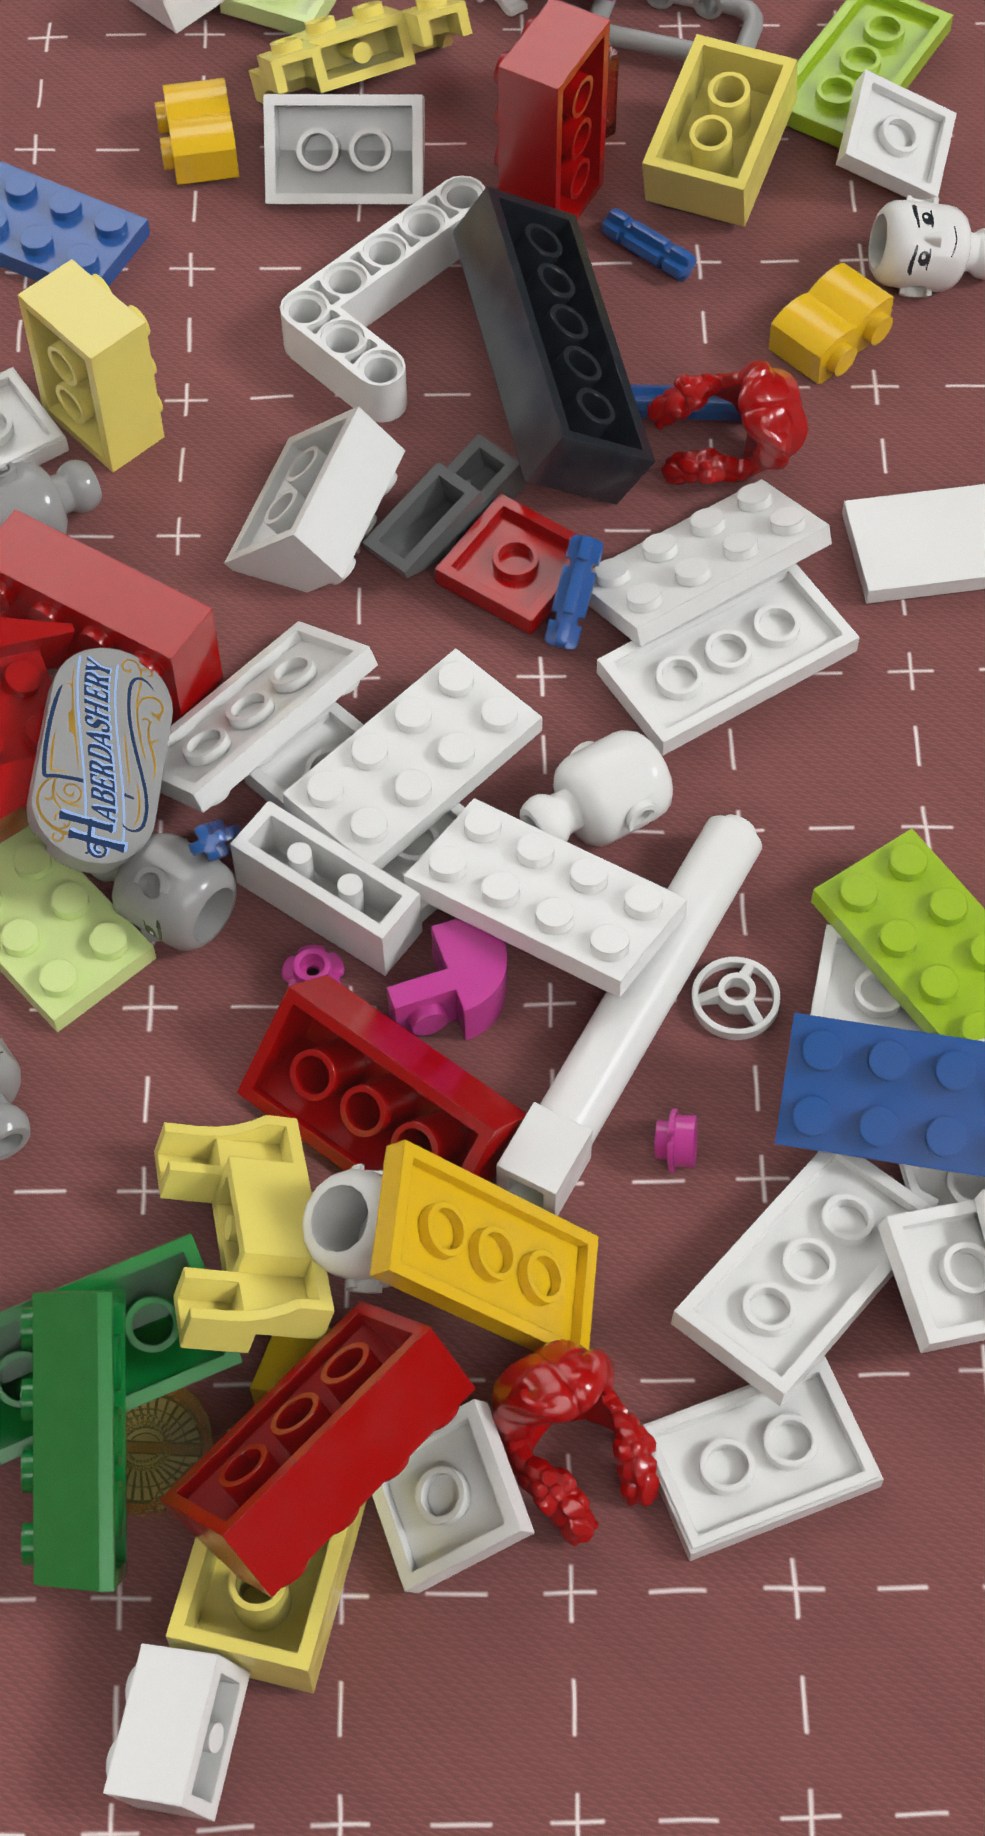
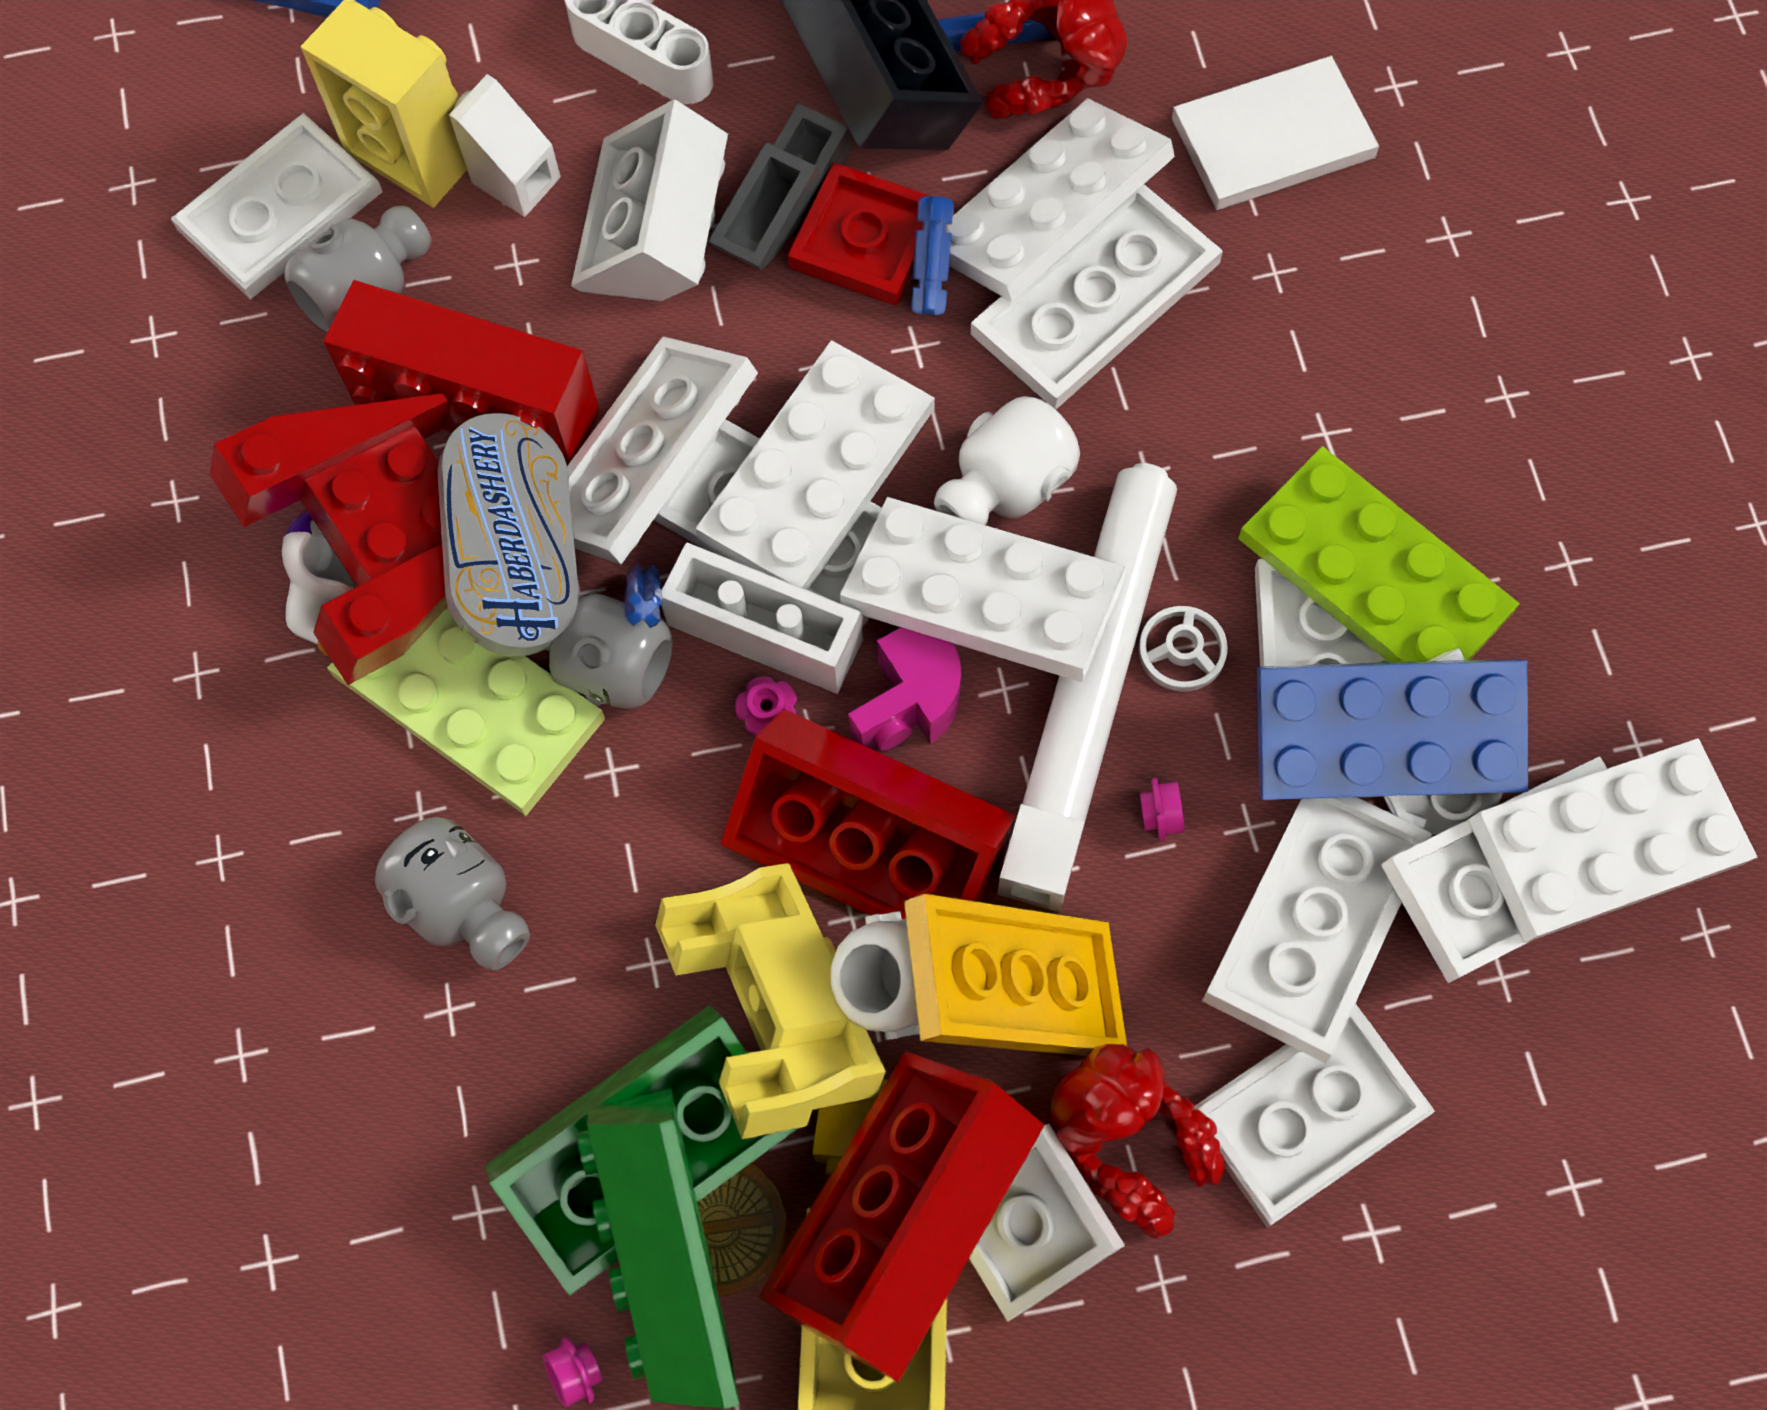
camera: 10 degrees left, 10 degrees up
(189, 425) = (503, 147): none -> white slope

